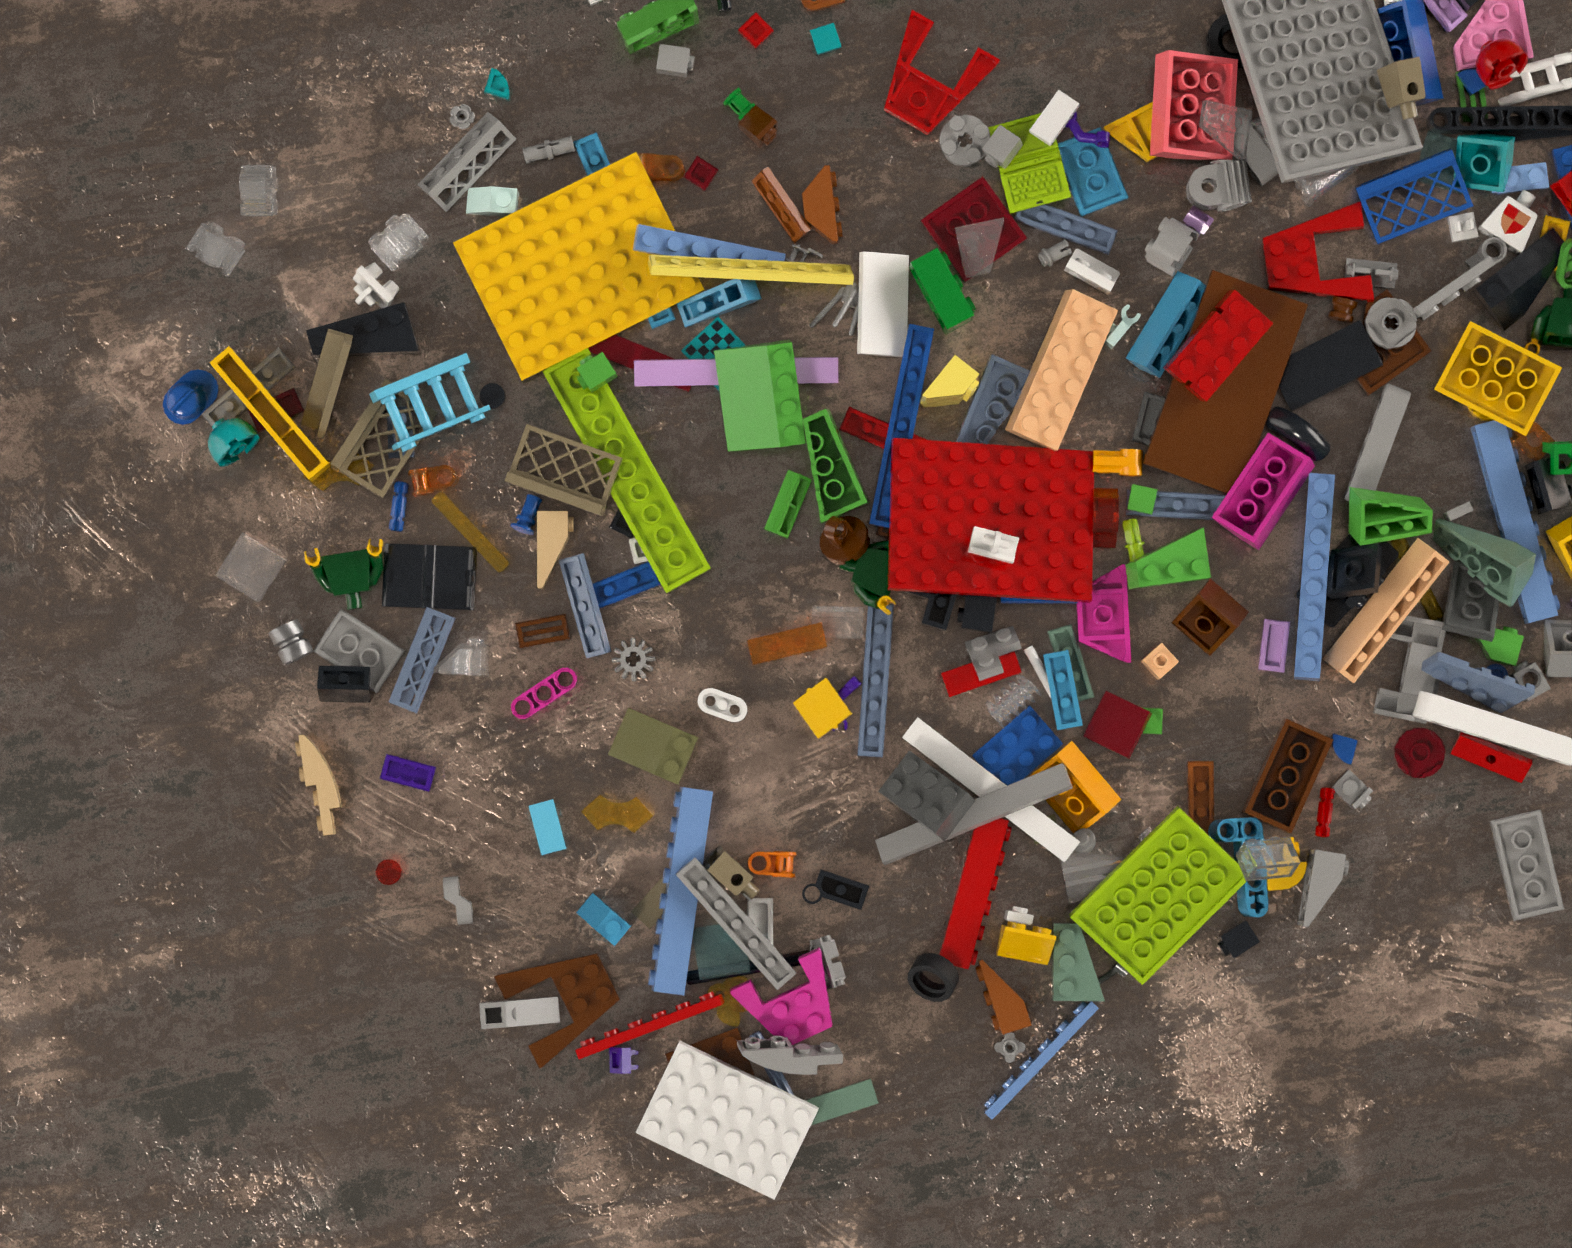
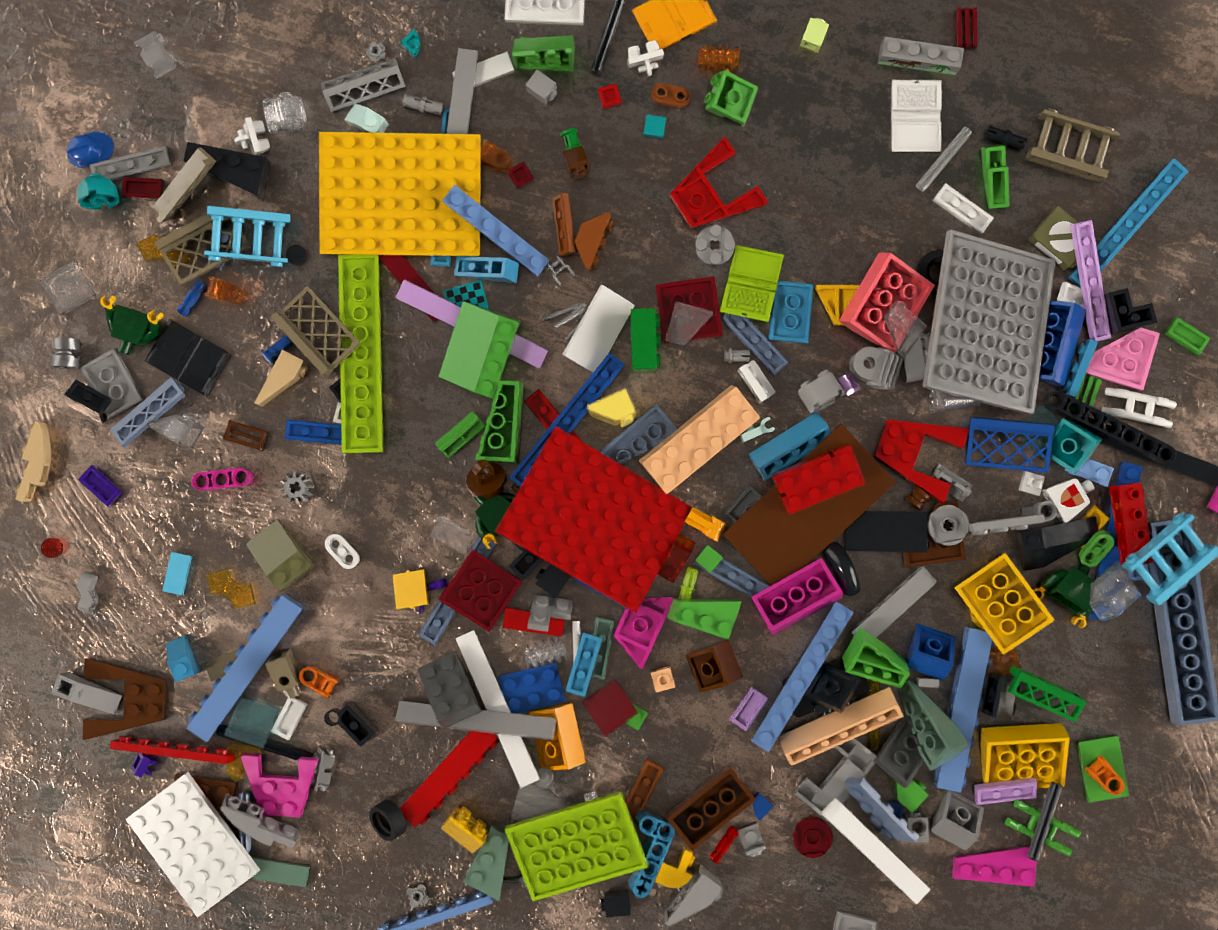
camera: 30 degrees right, 0 degrees up
(258, 190) = (206, 29): clear brick -> none
(270, 414) = (132, 186): yellow brick -> none
(470, 532) = (231, 340): clear yellow axle -> none
(585, 605) = (282, 433): sand blue tile -> none
(587, 113) = (462, 91): none -> light grey tile
(595, 372) = (372, 273): bright green brick -> none
(596, 76) = (492, 69): none -> white tile
(736, 923) = (268, 711): light grey plate -> none
(750, 269) = (516, 257): light yellow tile -> none
(787, 643) = (409, 531): clear orange tile -> none
(902, 667) = (480, 590): none -> dark red plate
(993, 544) = (585, 538): white hips -> none
(1001, 147) = (737, 262): light grey brick -> none
(1007, 1004) = (431, 864): dark orange slope -> none
(1019, 915) = (469, 809): white plate -> none
(1054, 118) = (785, 261): white tile -> none
(1100, 138) = (809, 292): dark purple arm -> none
(1267, 858) = (665, 861): clear brick -> none
(1403, 85) = (1043, 362): dark tan torso -> none
(1445, 475) = (931, 652): none -> blue slope
(1448, 68) = (1079, 367): none -> dark azure plate
(1471, 80) = (1093, 385): blue tile -> none
(1491, 757) = (862, 867): red tile -> none
(1498, 61) = (1119, 380): red cylinder -> none

